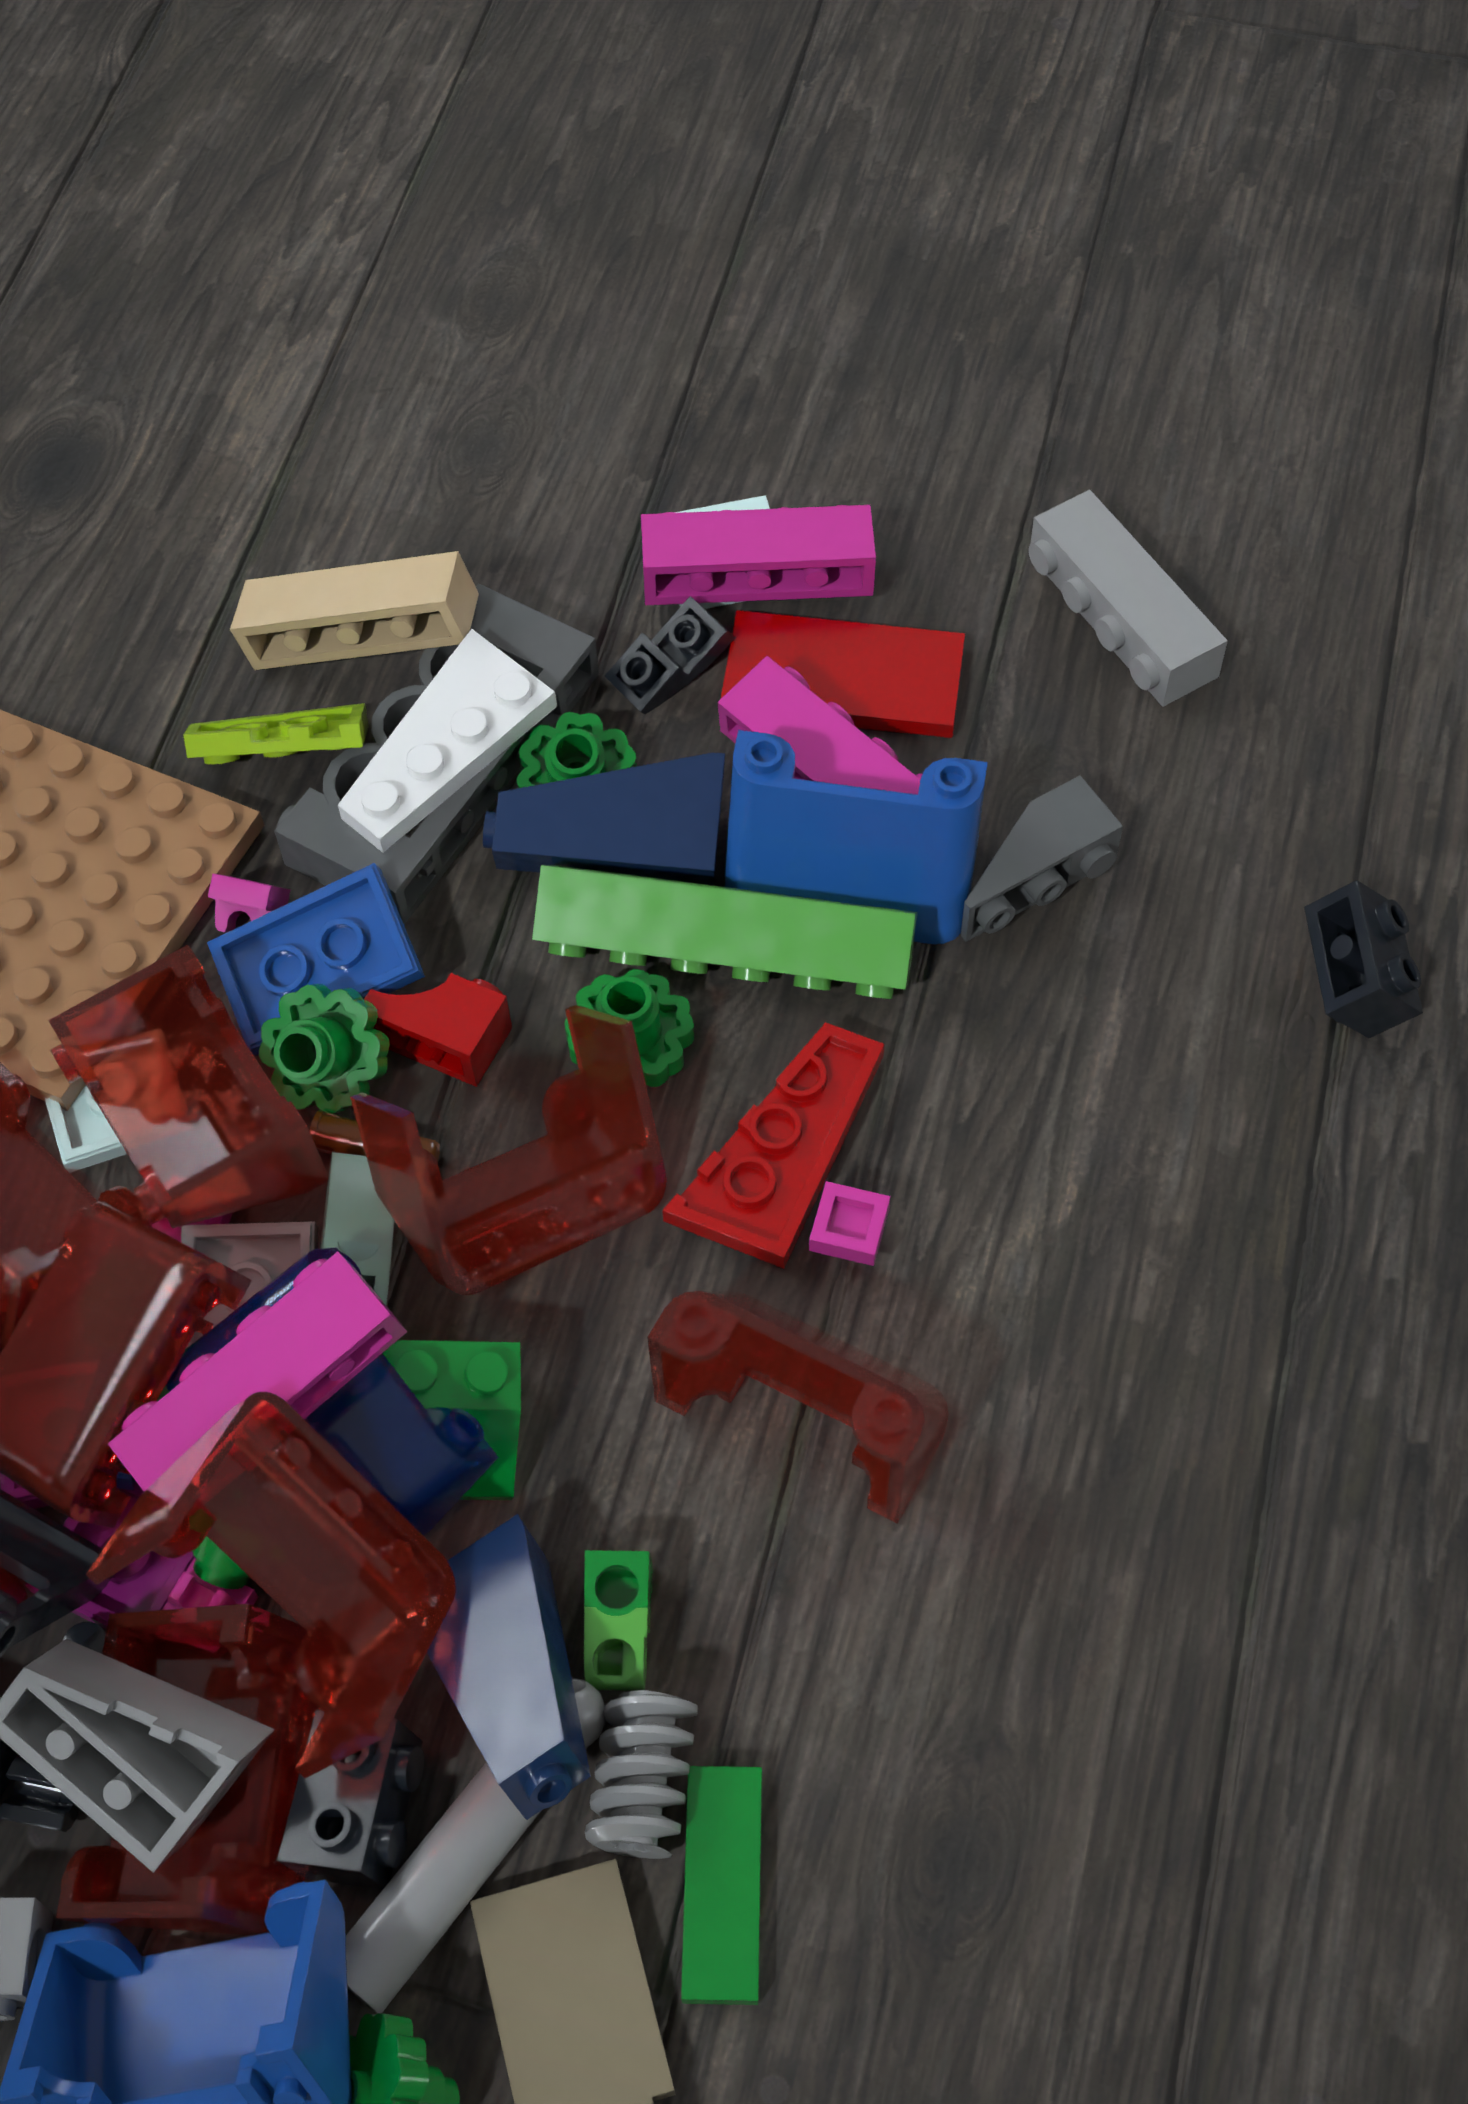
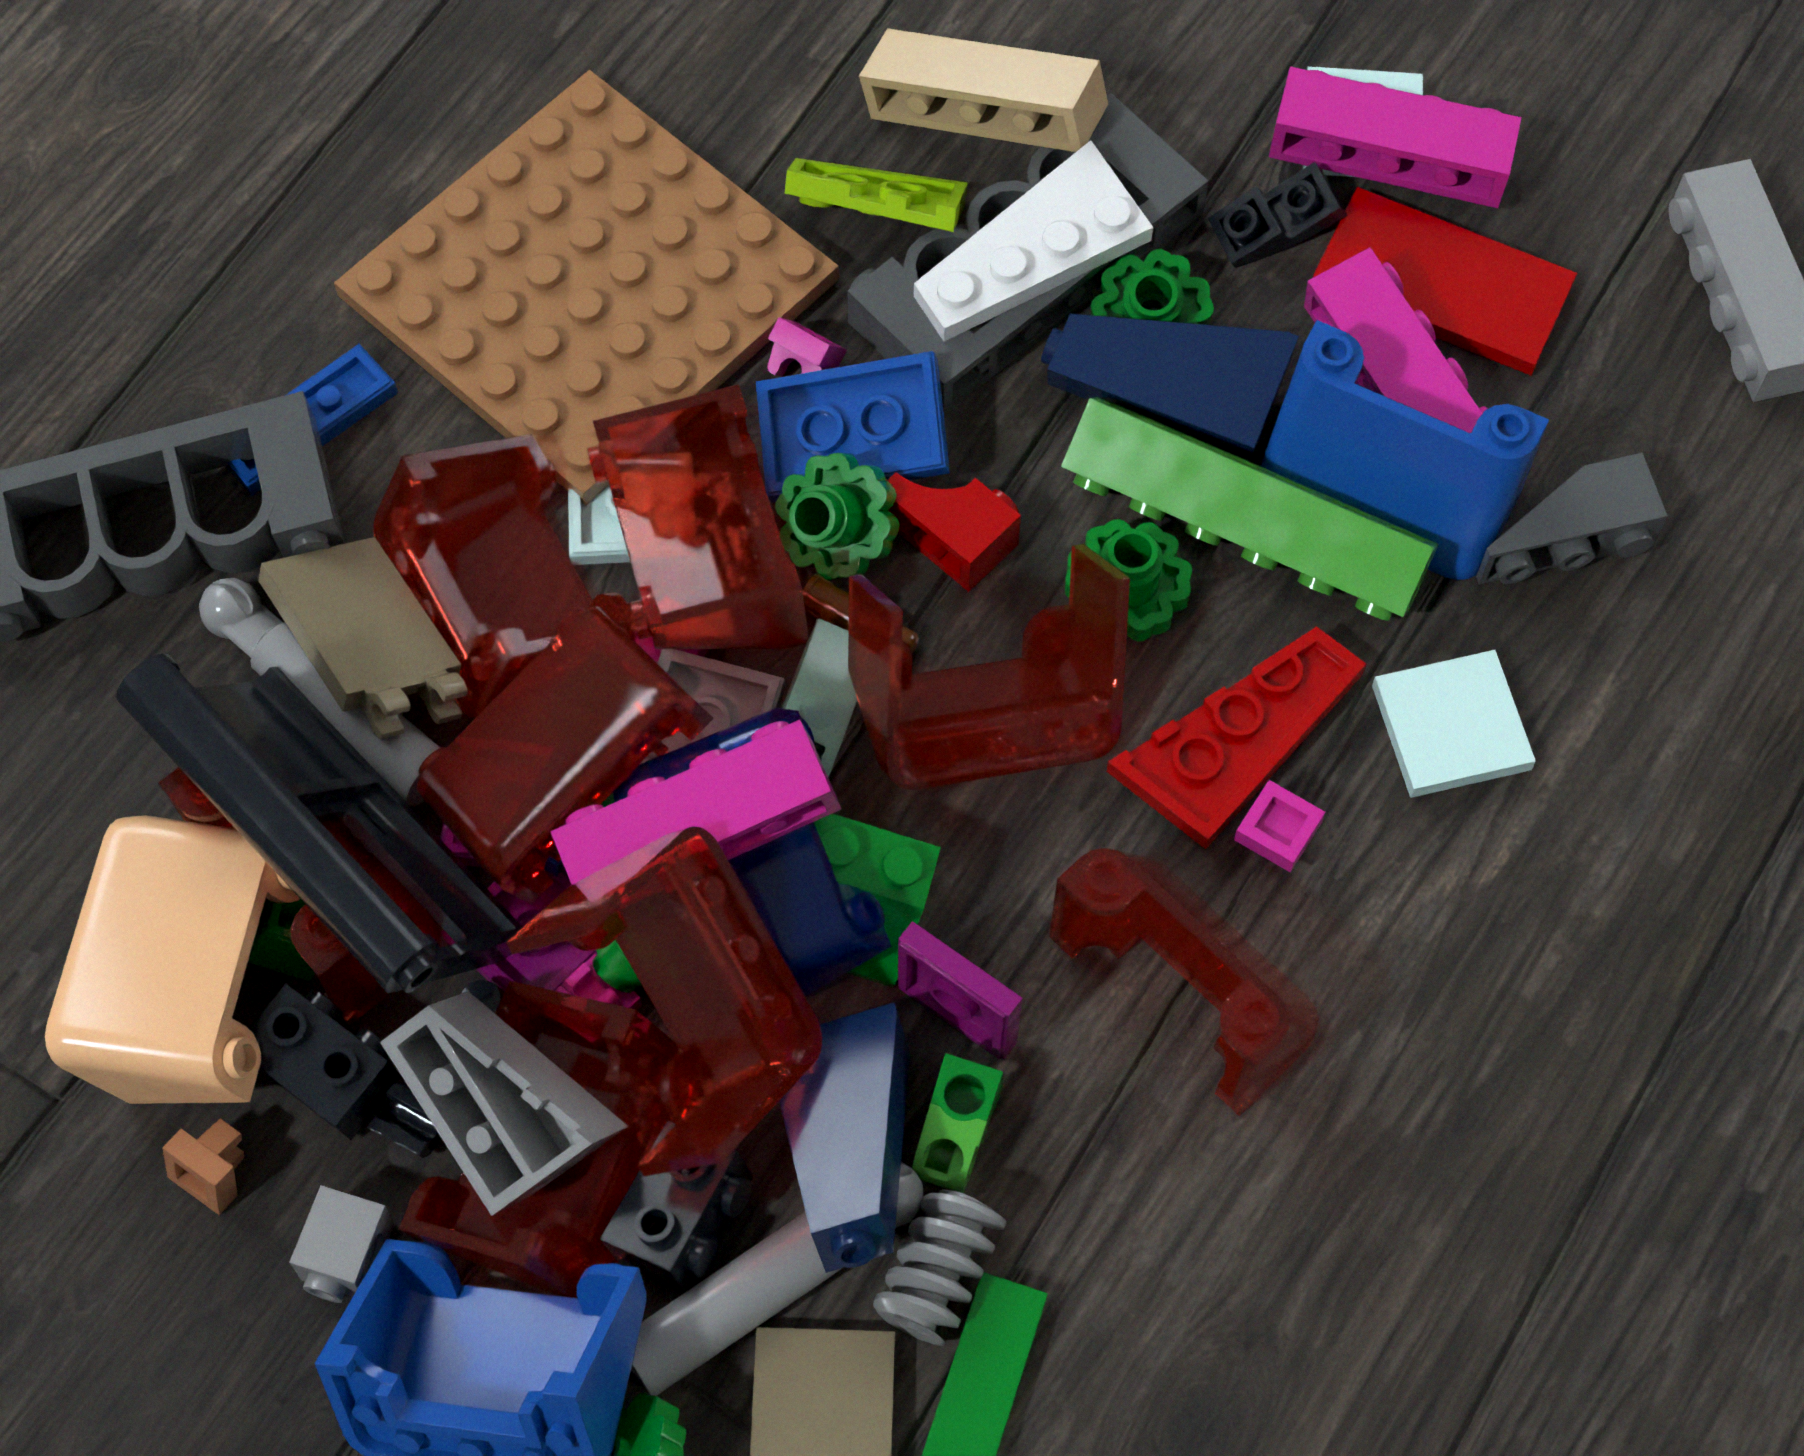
camera: 15 degrees right, 5 degrees up
(579, 1482) = (958, 991): none -> magenta tile
(984, 1078) = (1453, 723): none -> light aqua tile

